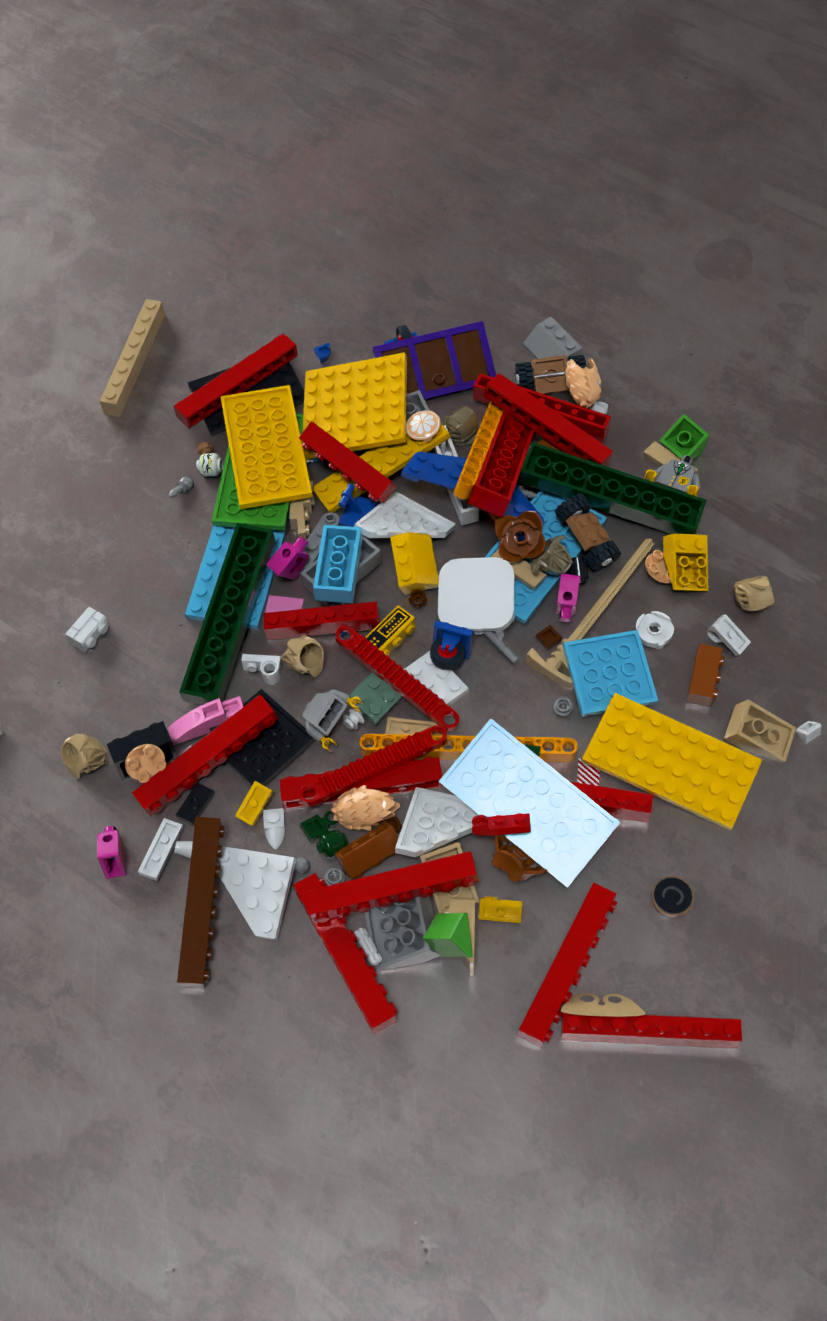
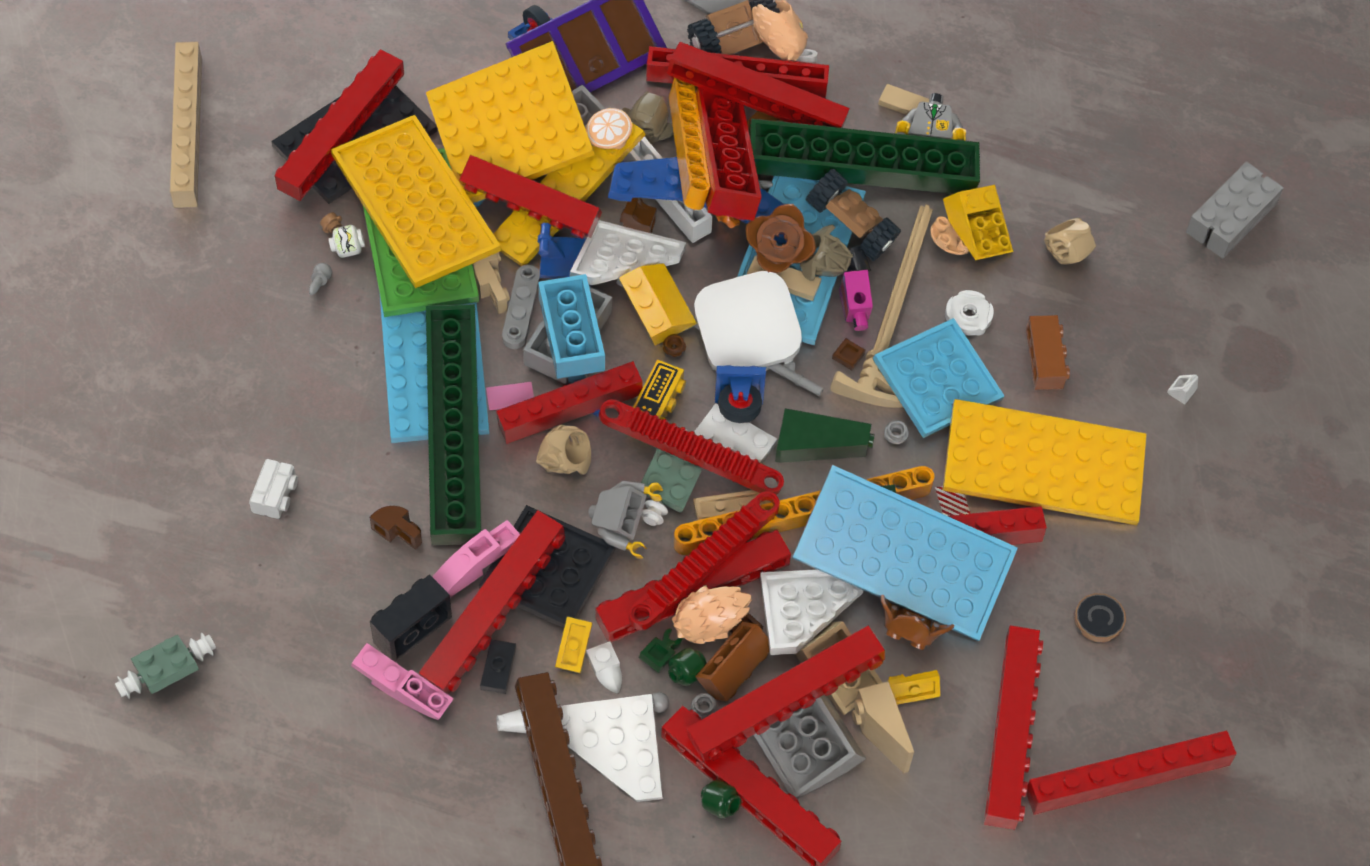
camera: 25 degrees left, 0 degrees up
(89, 756) = (341, 645): tan piece -> none
(108, 846) = (420, 745): dark pink torso -> none
(119, 796) = (401, 684): none -> bright pink slope
(145, 762) = (426, 631): light nougat dish -> none
(160, 849) = (479, 732): white plate -> none
(161, 676) = (393, 522): none -> reddish brown brick
(264, 664) = (517, 473): white plate -> none
(290, 559) = (503, 343): dark pink torso -> none
(317, 954) = (720, 799): none -> dark green head
(322, 352) = (431, 62): blue tile -> none
(368, 946) = (771, 769): white axle -> none
(427, 495) = (639, 215): none -> reddish brown brick
(450, 935) = (876, 729): bright green slope -> none
(500, 695) = (821, 437): none -> dark green slope
(501, 824) = (884, 587): red hinge -> none
(622, 1009) = (1092, 757): tan piece -> none
(685, 438) = (924, 72): bright green slope -> none
(727, 632) = (1053, 294): white plate -> none
(759, 731) = (1130, 402): tan slope -> none

